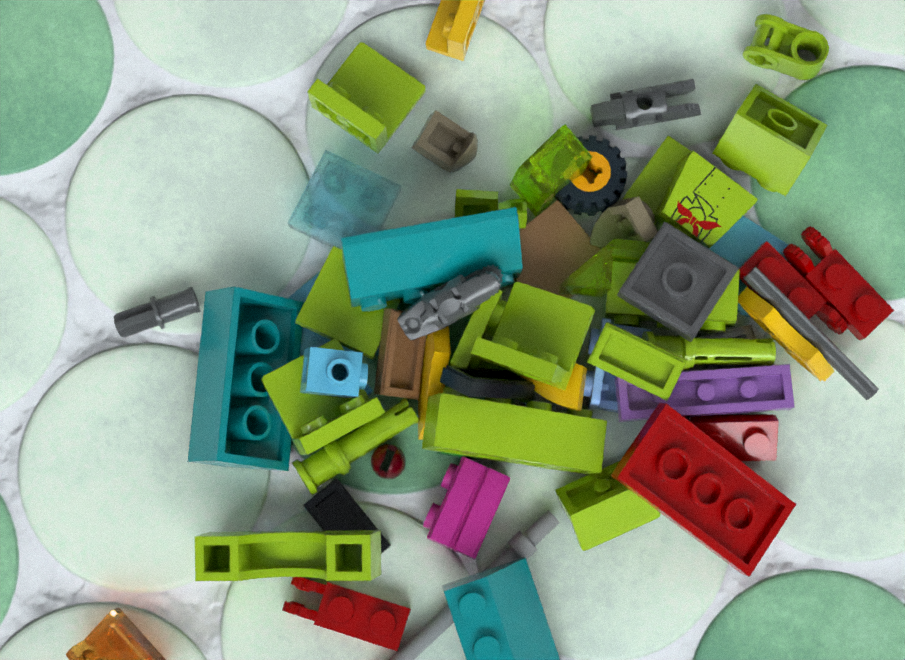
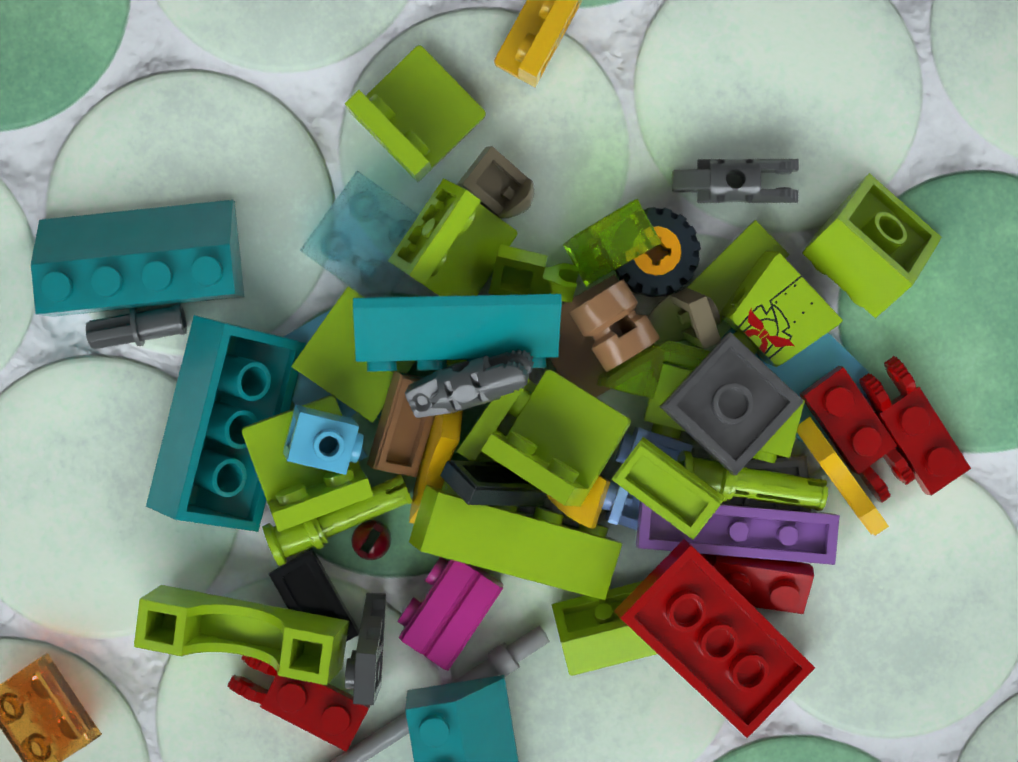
camera: 10 degrees right, 10 degrees up
(150, 257) = (136, 259): none -> teal slope
(401, 566) = (365, 665): none -> dark grey wing
(415, 188) = (452, 243): none -> lime bracket
(556, 224) = (605, 309): none -> medium nougat wheel
(783, 46) = (910, 136): lime piece -> none
(811, 333) = (870, 482): dark grey bar -> none

